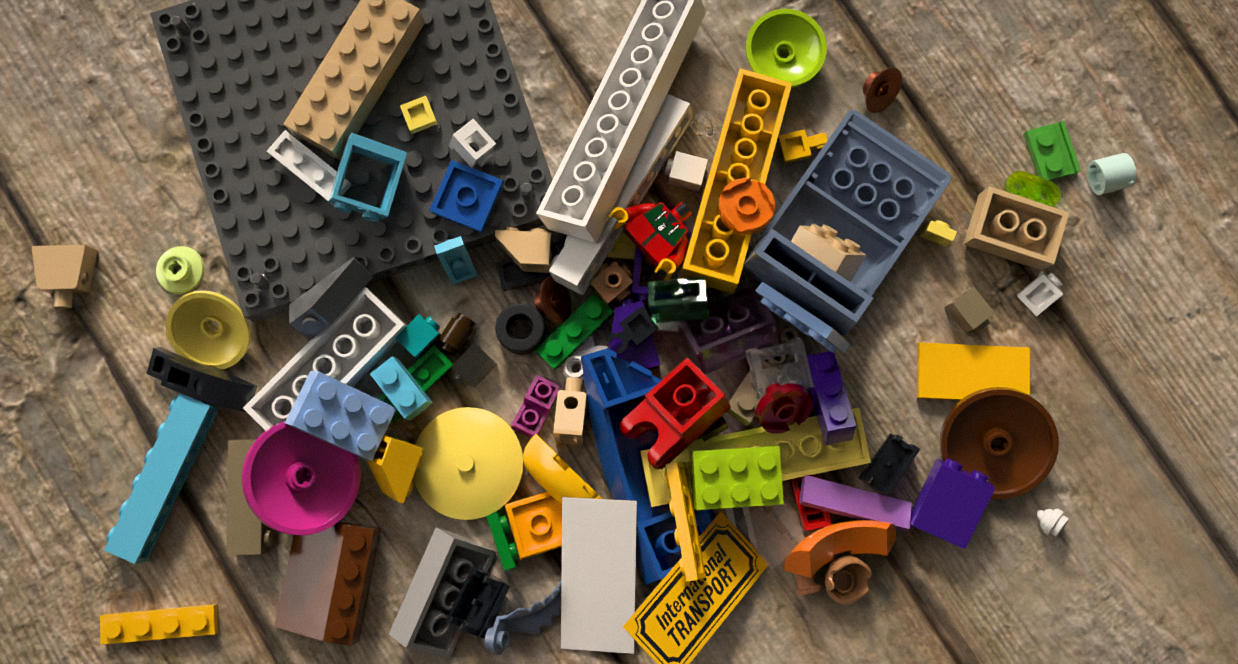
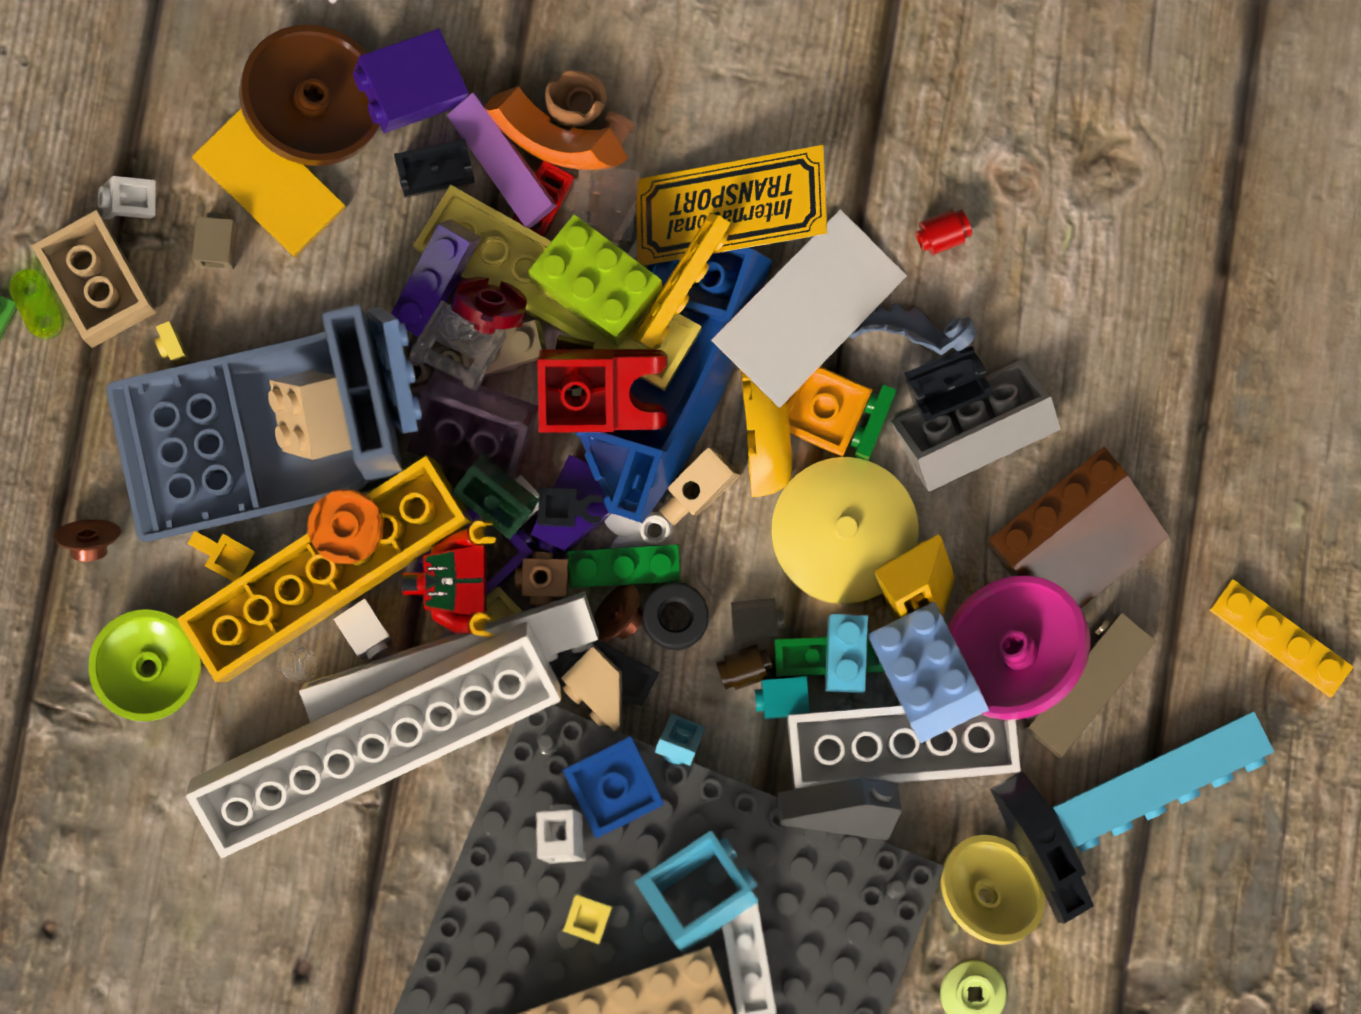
camera: 140 degrees left, 0 degrees up
(536, 406) = (728, 526): magenta slope -> none

